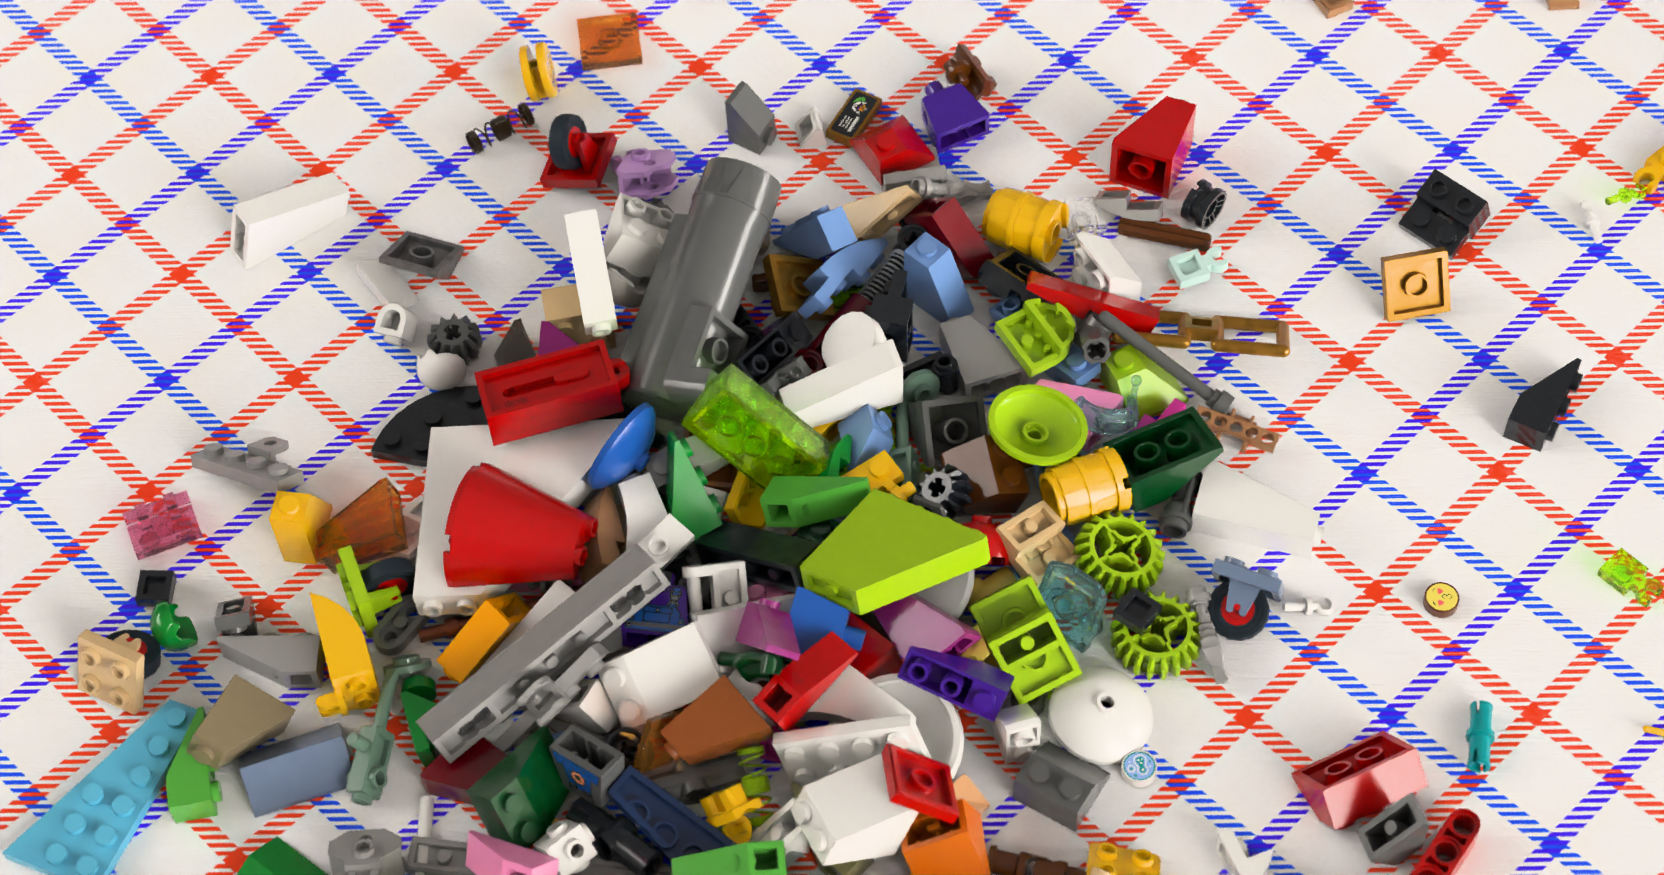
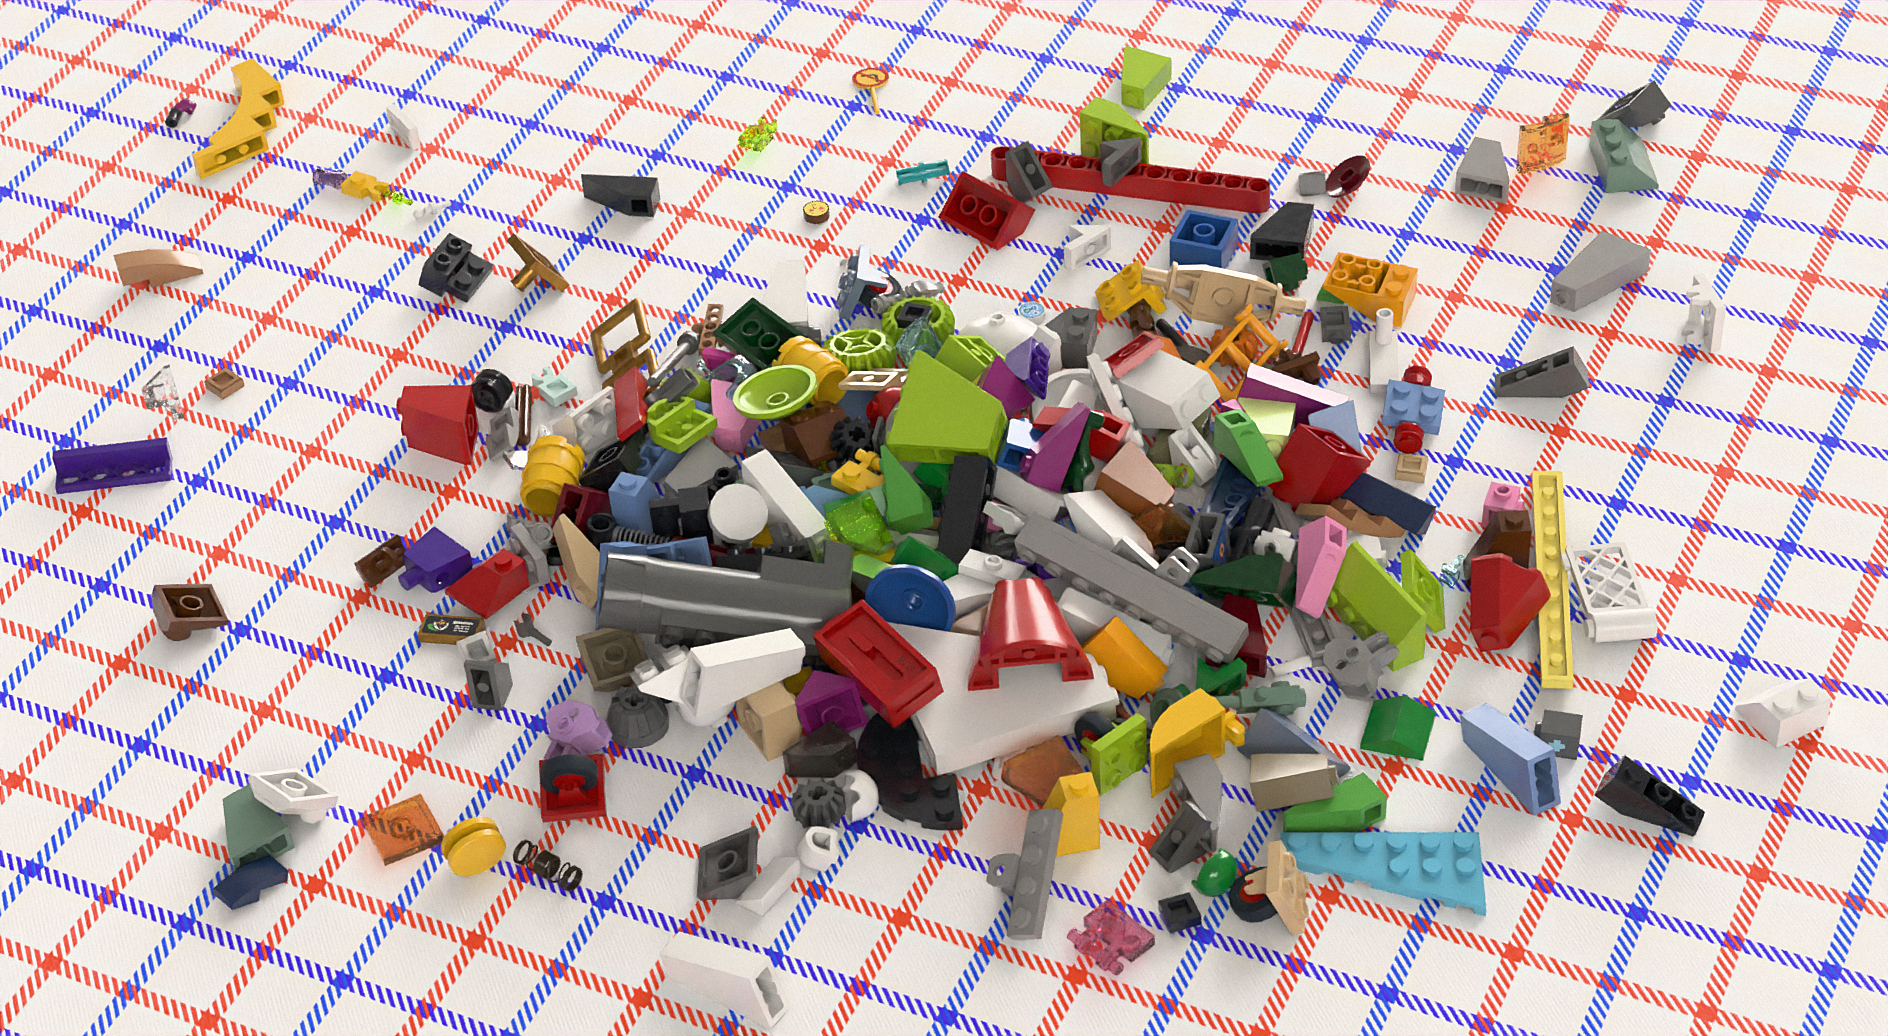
camera: 110 degrees left, 15 degrees down
(727, 810) = (1195, 477): yellow hips -> none
(826, 177) = (527, 629): none -> dark grey hand

